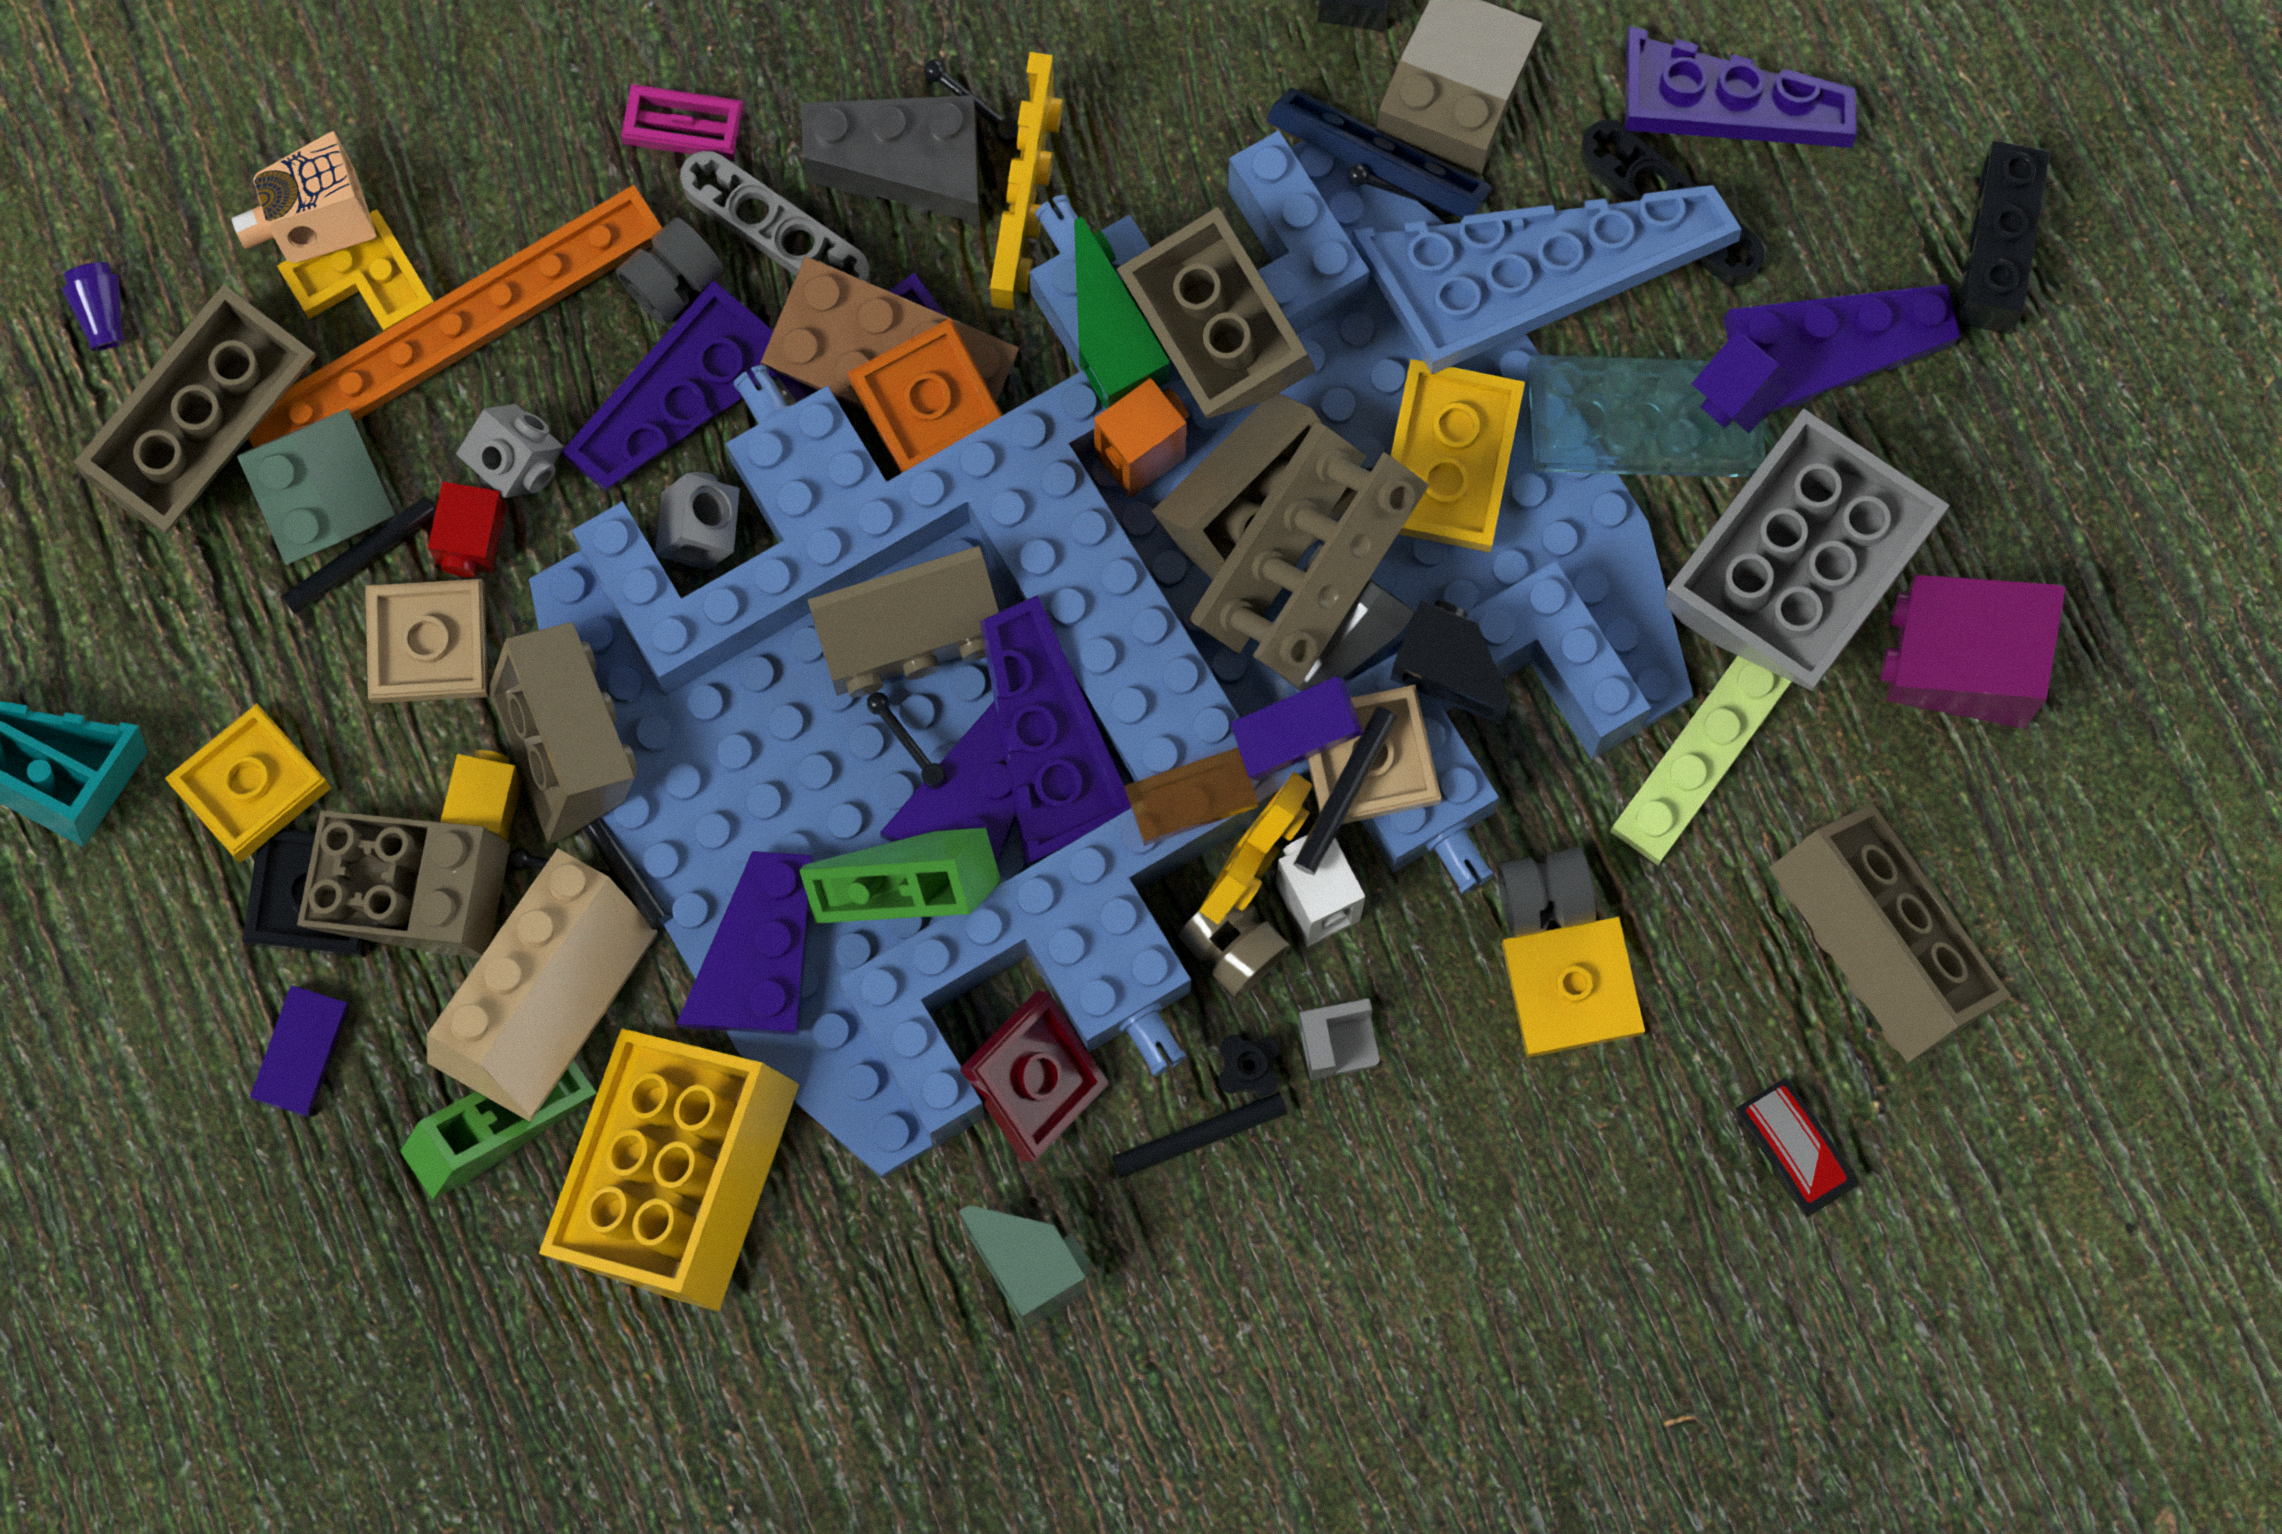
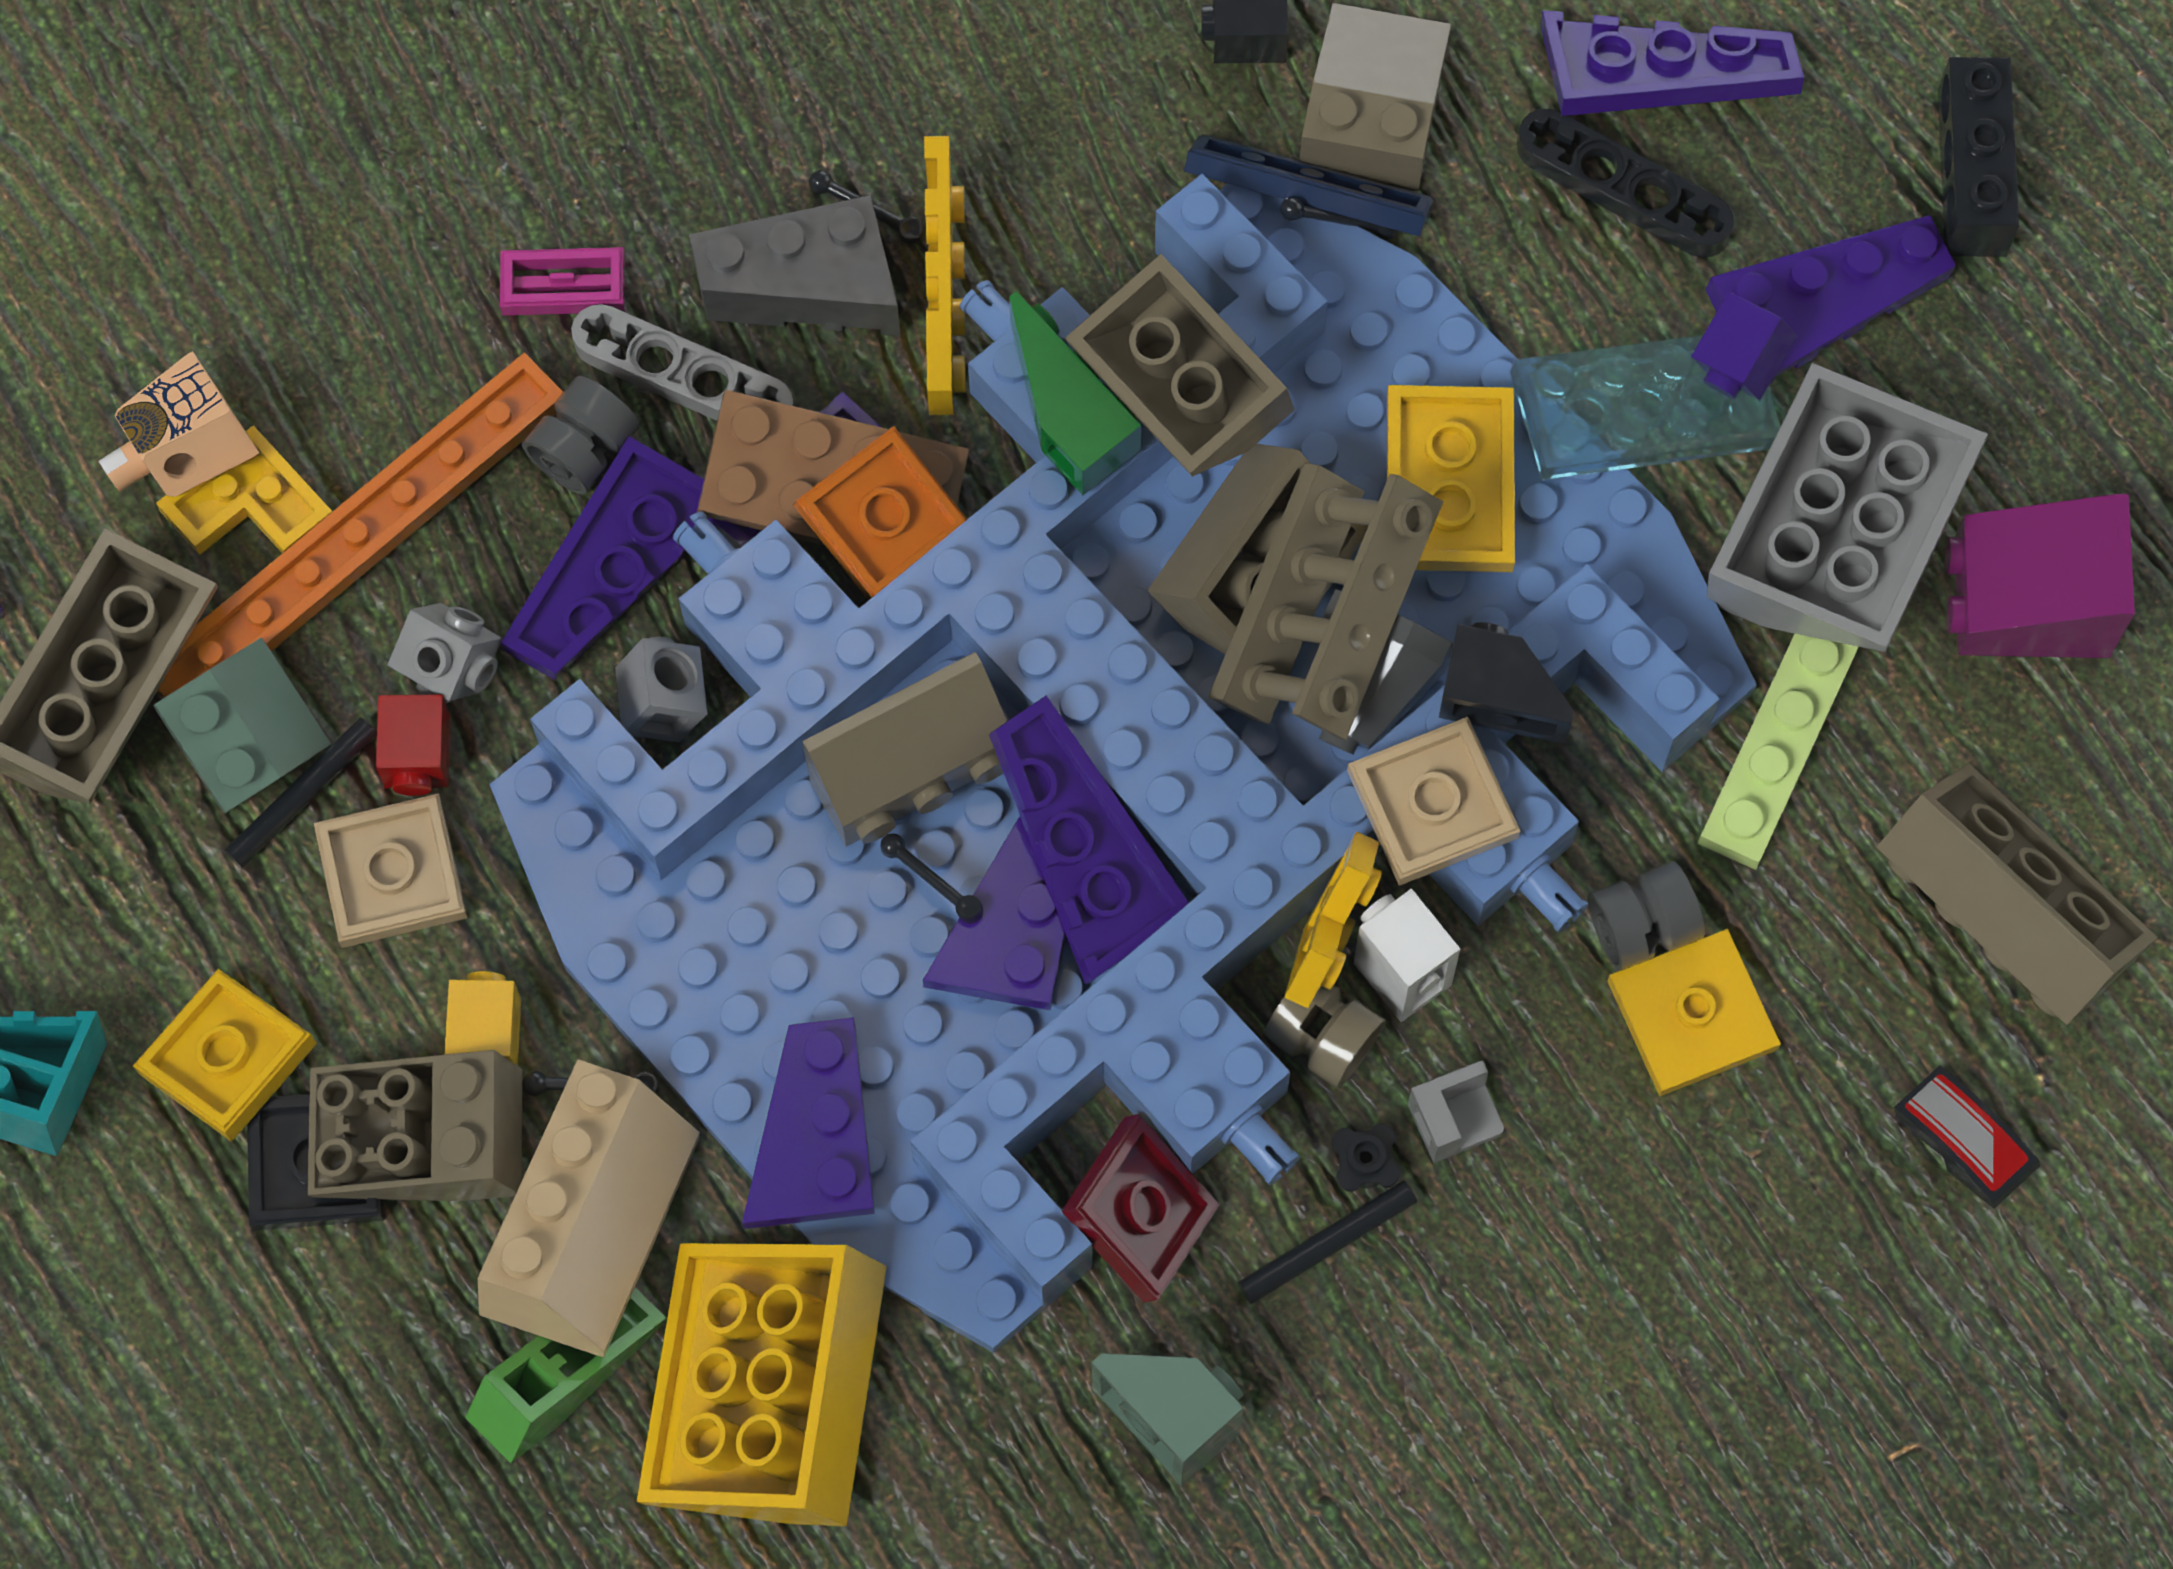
camera: 10 degrees left, 5 degrees down
(300, 1051) = (334, 1332): dark purple tile -> none
(561, 729) = (556, 934): dark tan slope -> none
(627, 873) = (636, 1058): black bar -> none
(904, 878) = (959, 1022): bright green slope -> none
(1141, 436) = (1121, 513): orange brick -> none
(1191, 796) = (1252, 877): clear orange tile -> none
(1296, 728) = (1351, 783): dark purple tile -> none
(1345, 790) = (1417, 839): black bar -> none
(1524, 268) = (1489, 272): medium blue wing -> none

